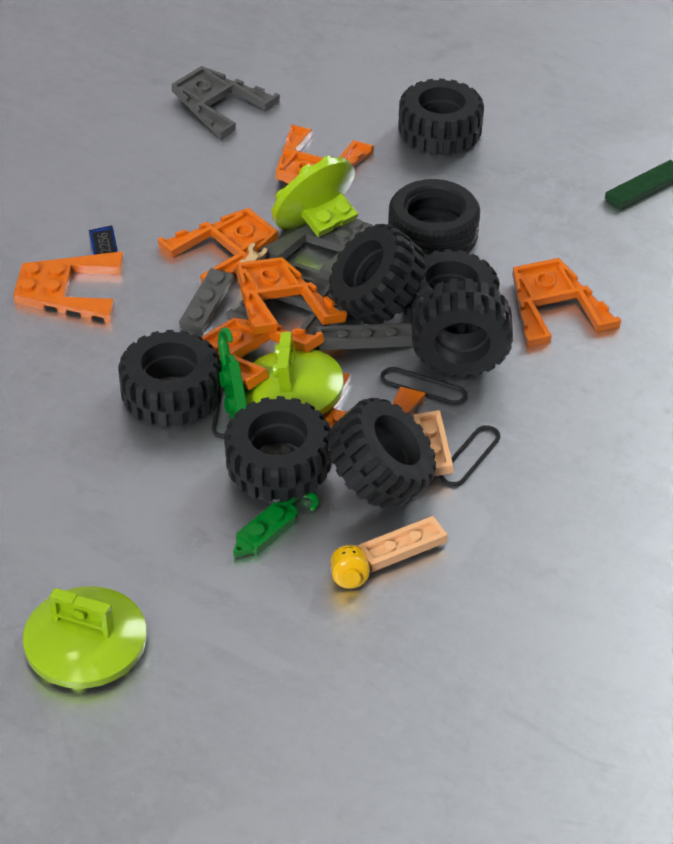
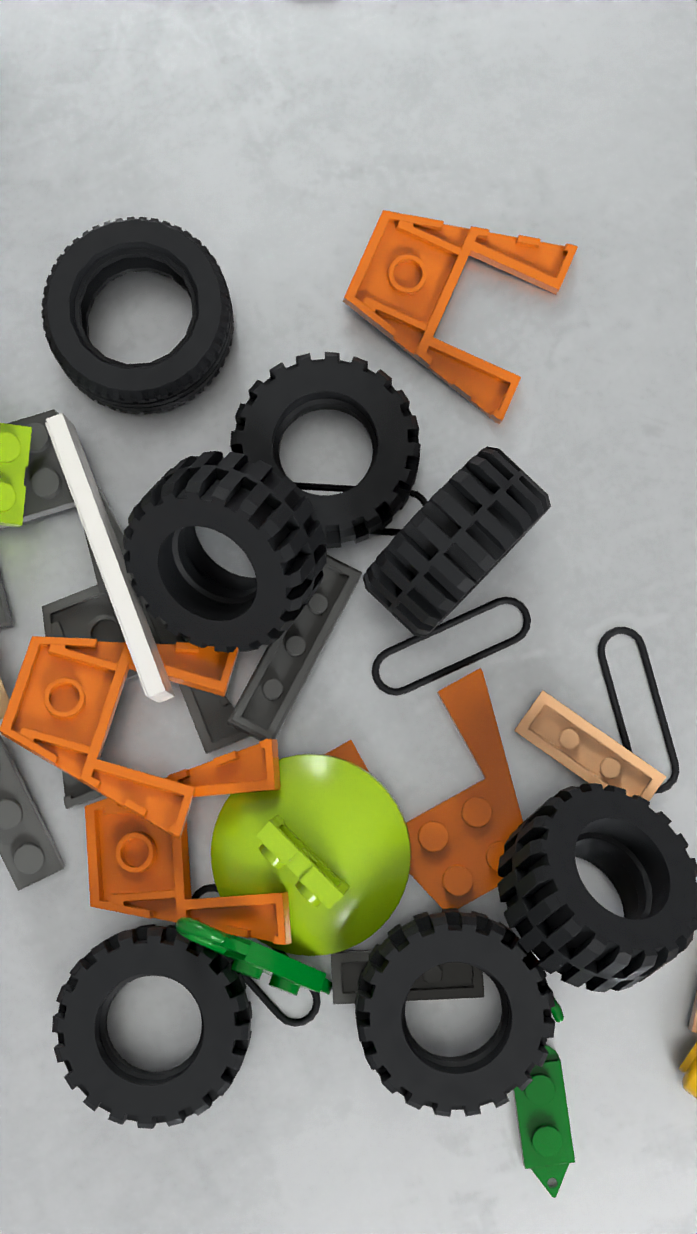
camera: 45 degrees left, 40 degrees up
(320, 270) = (109, 559): none -> white tile

